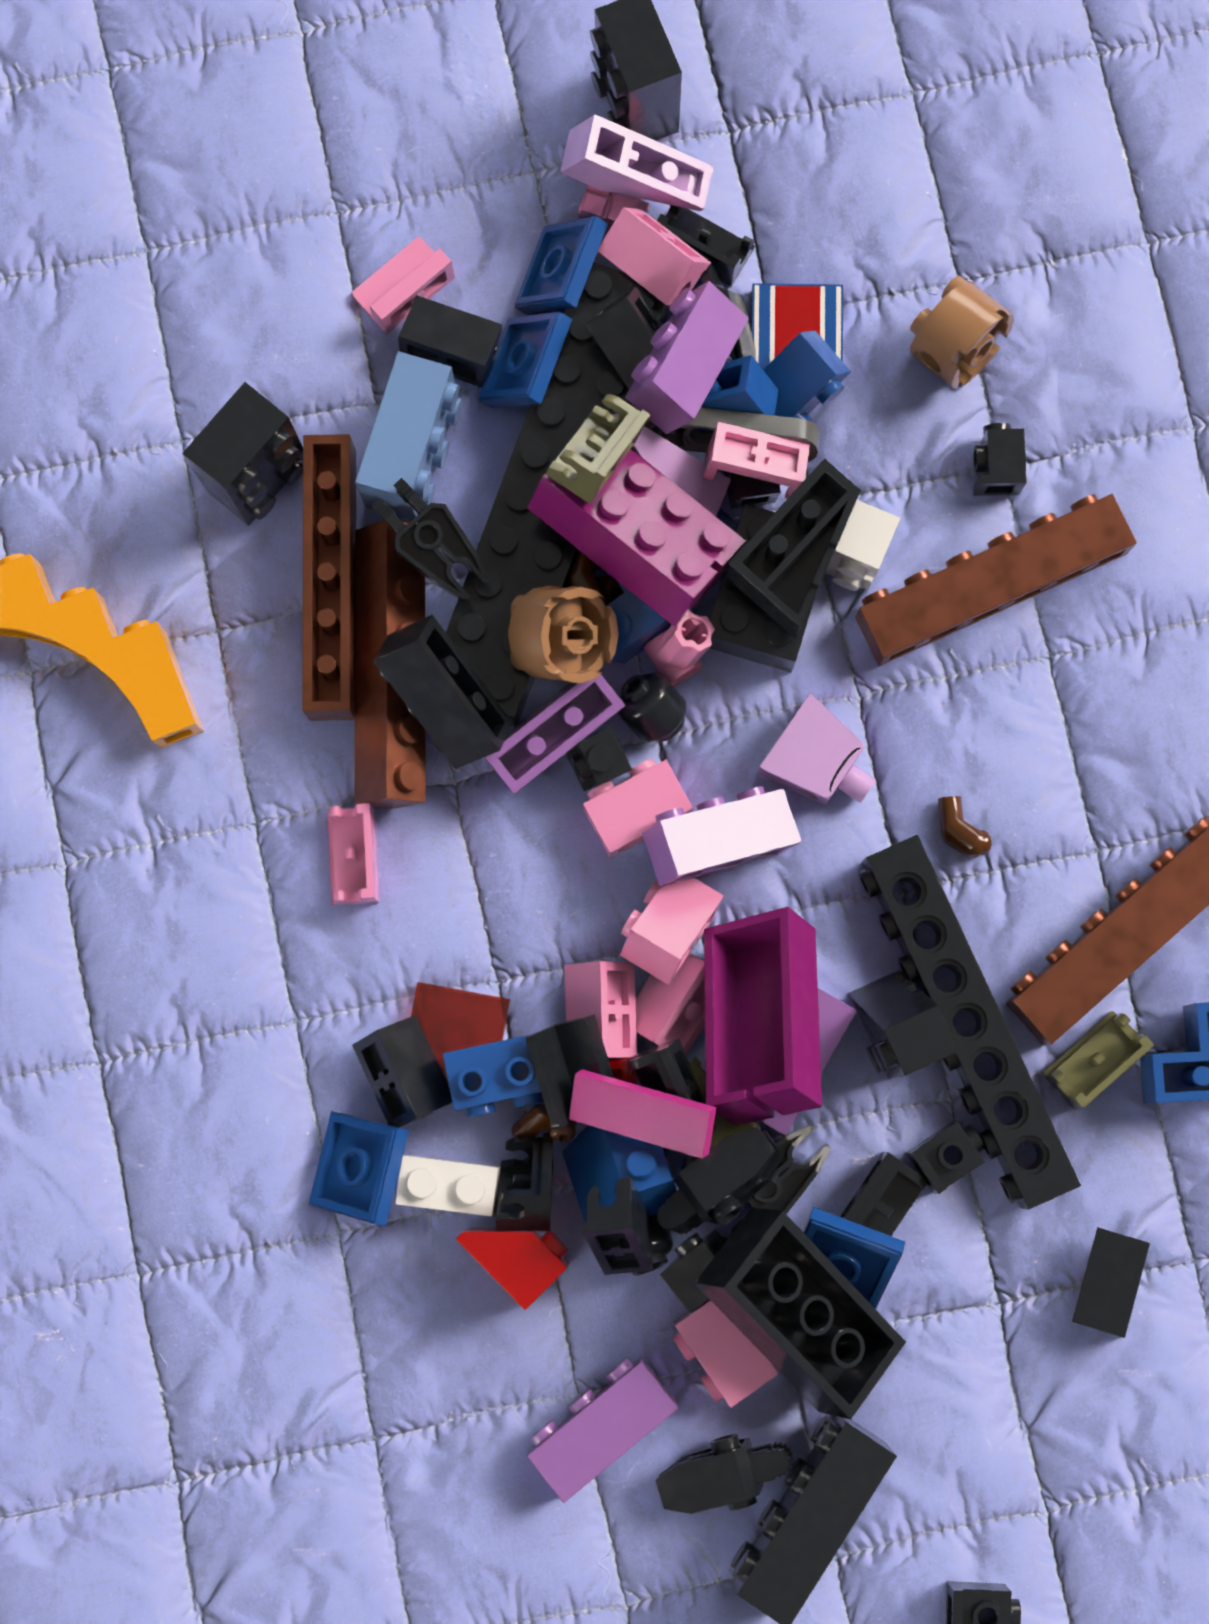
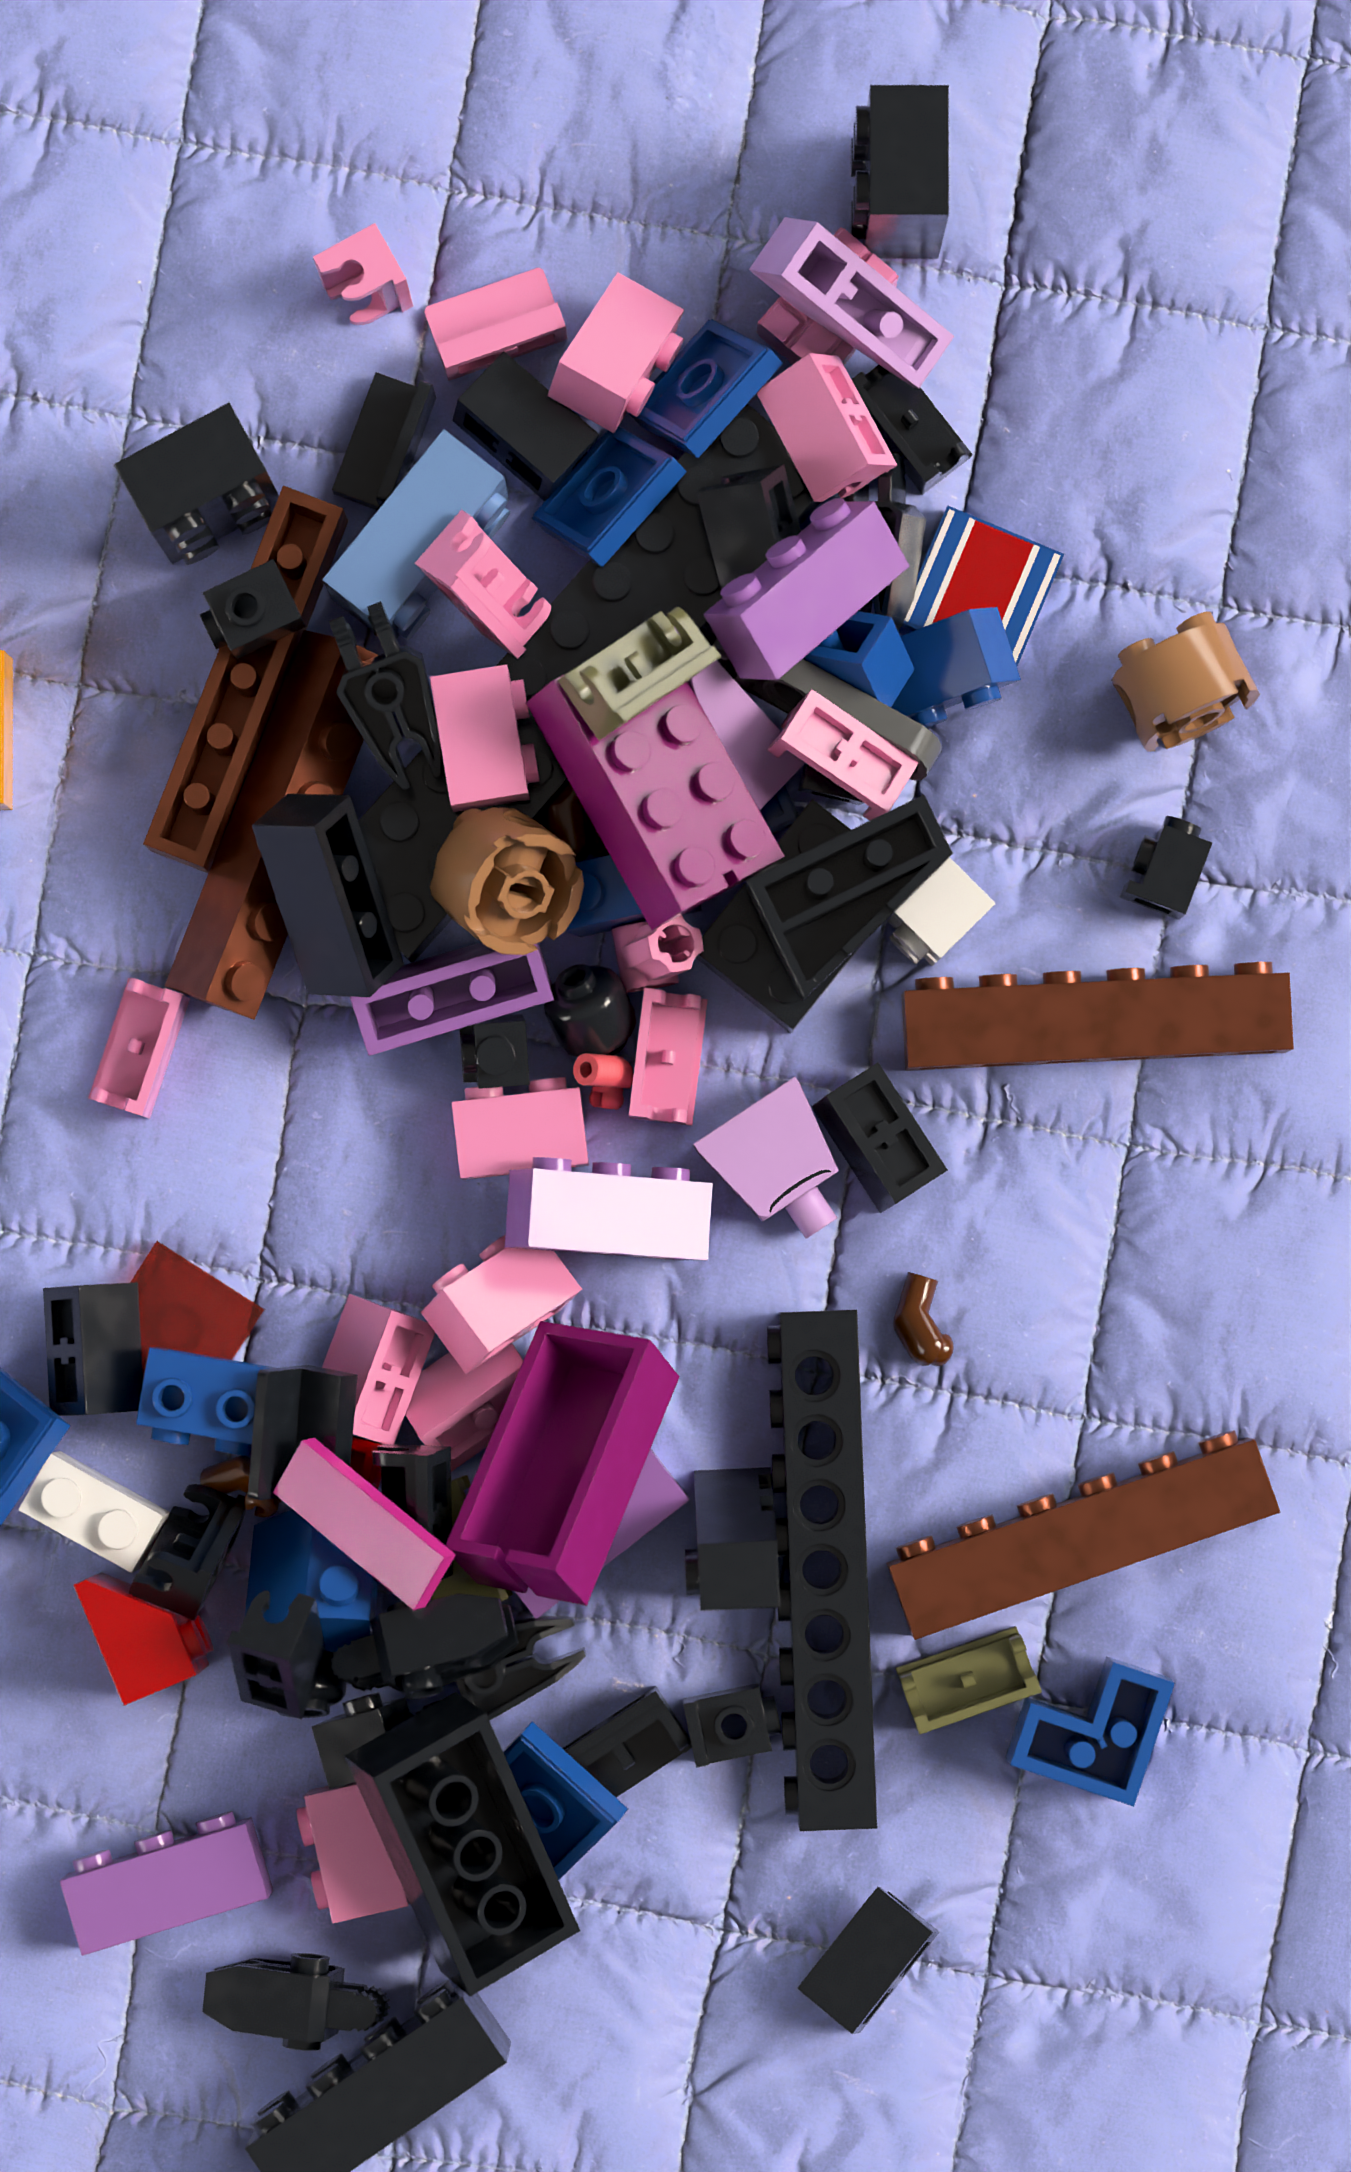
camera: 20 degrees right, 5 degrees up
(303, 273) = (361, 268): none -> bright pink hinge
(315, 522) = (251, 611): none -> black brick
(359, 386) = (384, 440): none -> black panel
(465, 445) = (483, 584): none -> bright pink hinge
(492, 267) = (616, 353): none -> bright pink brick
(507, 544) = (482, 738): none -> bright pink brick
(681, 747) = (607, 1077): none -> coral arm
(715, 719) = (668, 1057): none -> bright pink hinge
(882, 715) = (879, 1137): none -> black hinge

